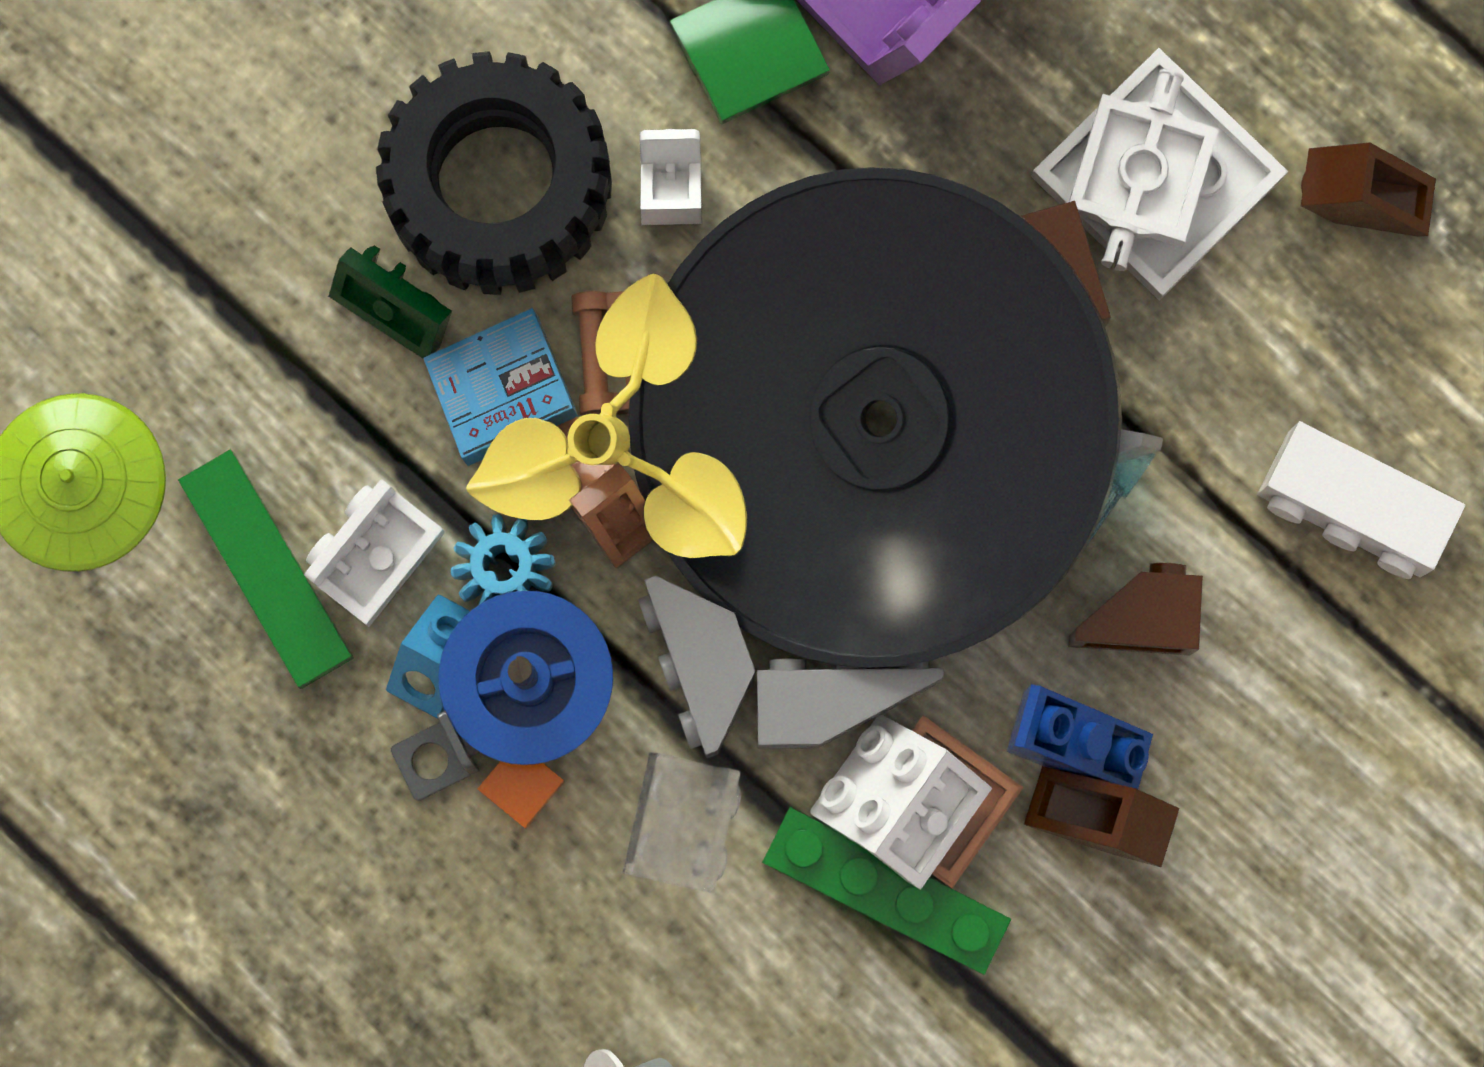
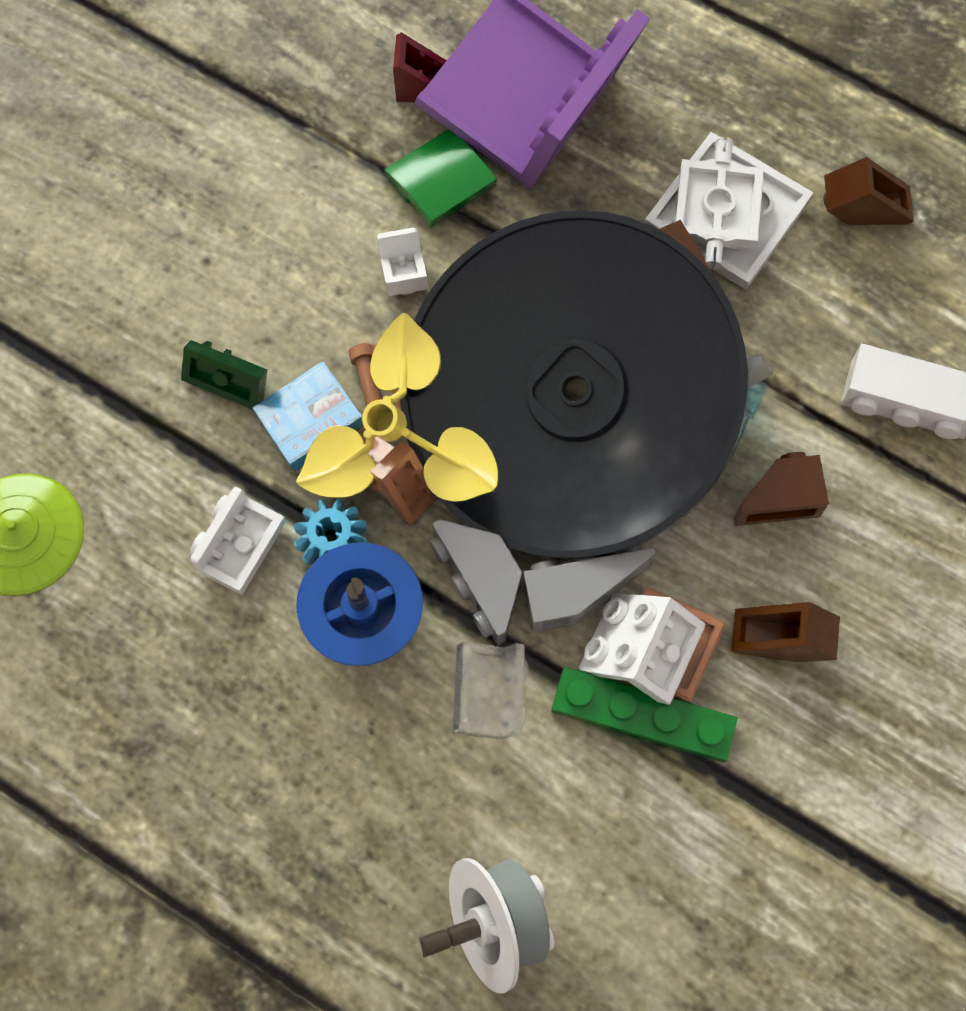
camera: 10 degrees left, 10 degrees down
(265, 569) = (163, 568): green tile -> none
(422, 653) = (282, 602): dark azure bracket -> none
(459, 753) = (313, 662): dark grey bracket -> none
(478, 99) = (271, 231): black tyre -> none
(521, 789) = (369, 687): orange tile -> none
(1078, 739) = (753, 579): blue slope -> none

